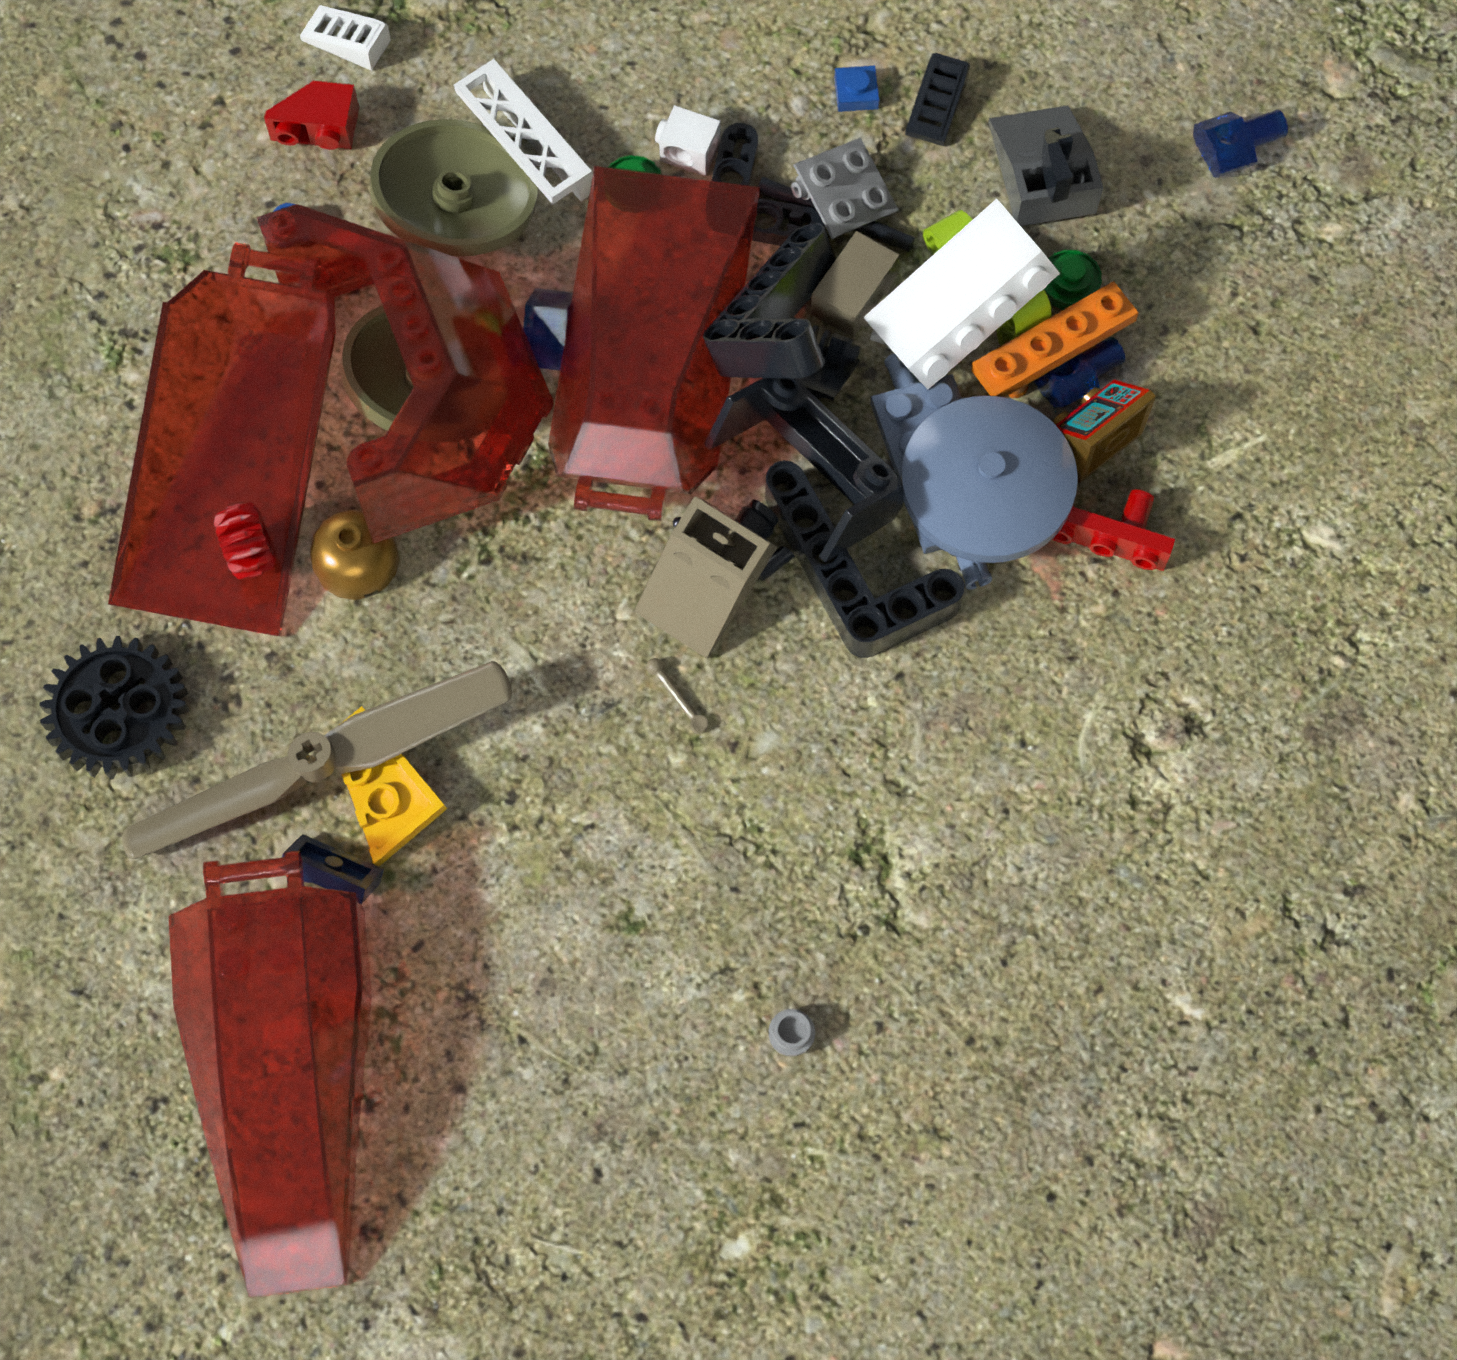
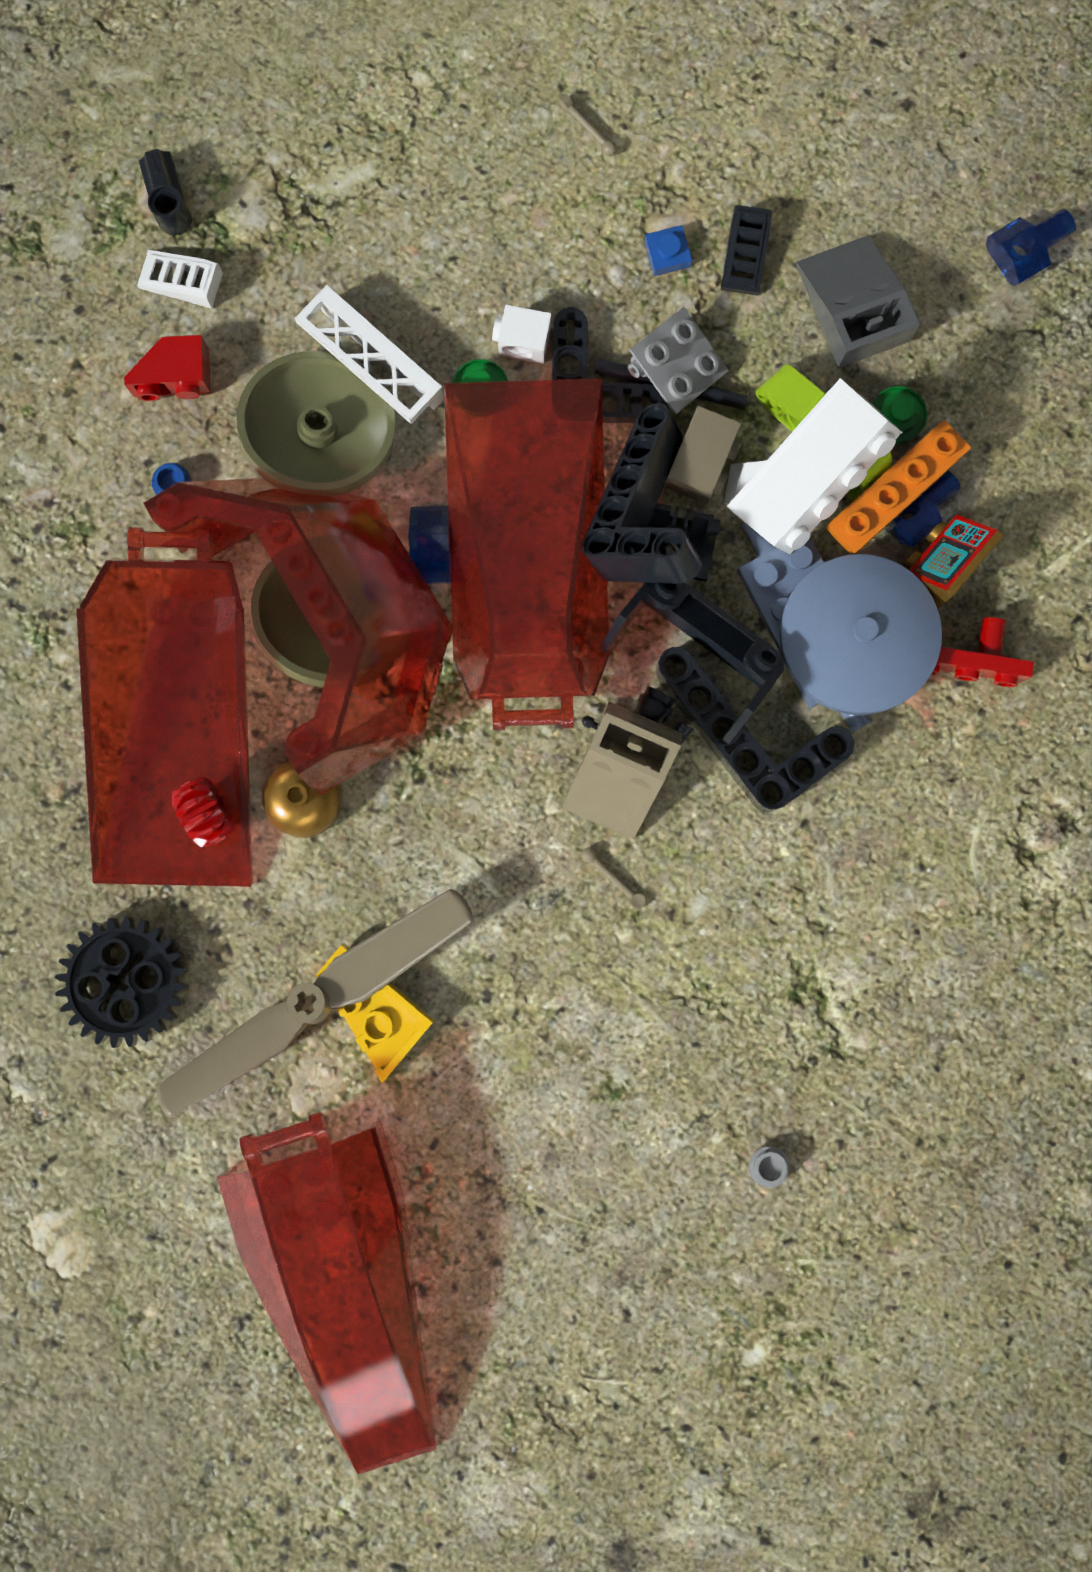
camera: 10 degrees left, 15 degrees up
(335, 868) = (346, 1095): dark blue plate -> none
(1055, 167) = (874, 312): black slope -> none

